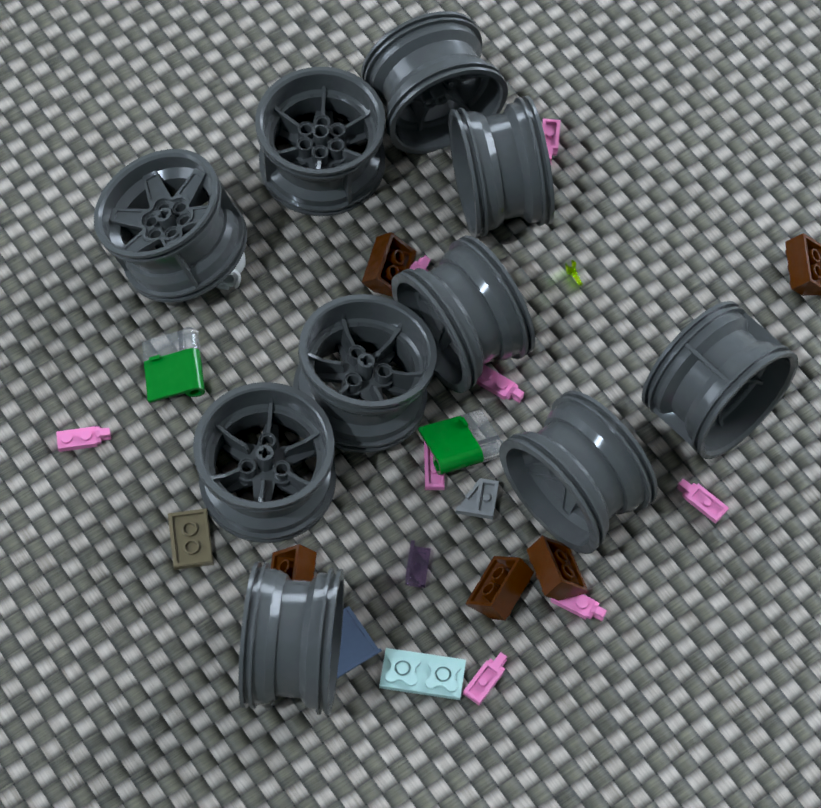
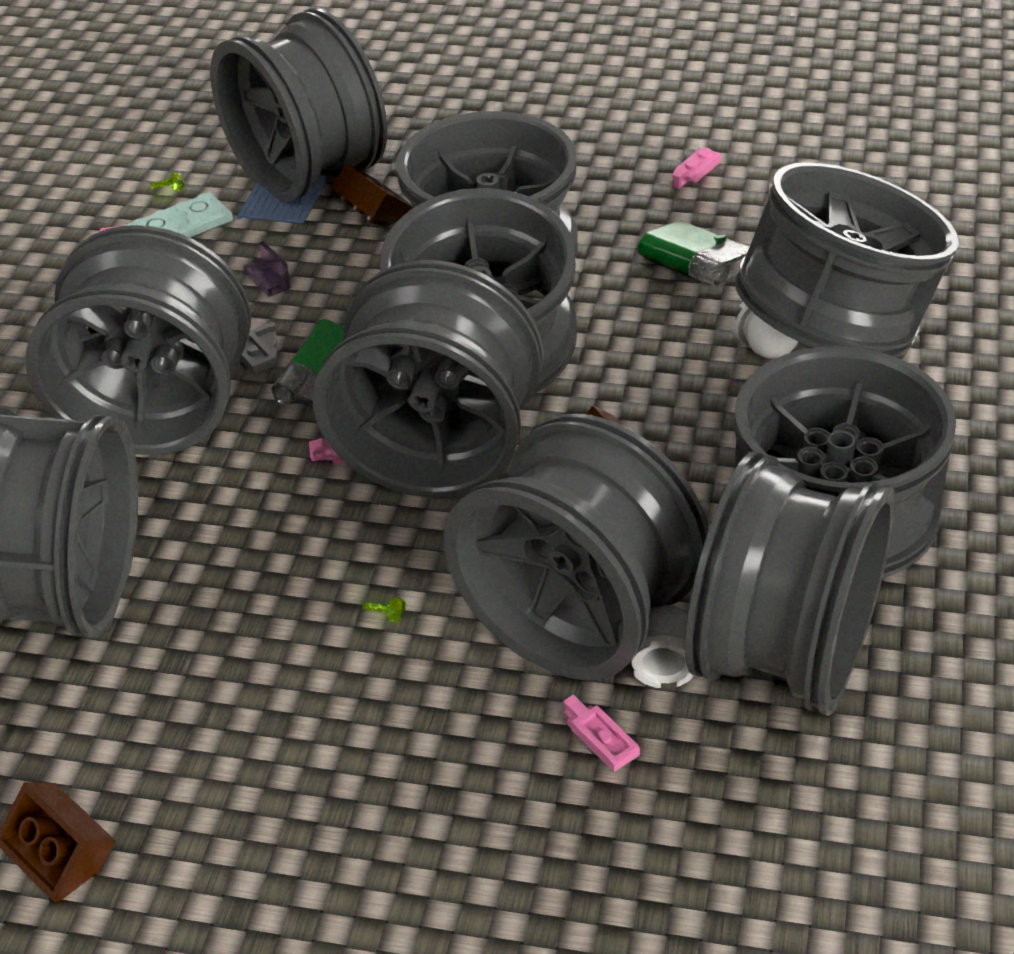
camera: 140 degrees right, 20 degrees down
(387, 724) = (170, 182): none -> clear neon green hand

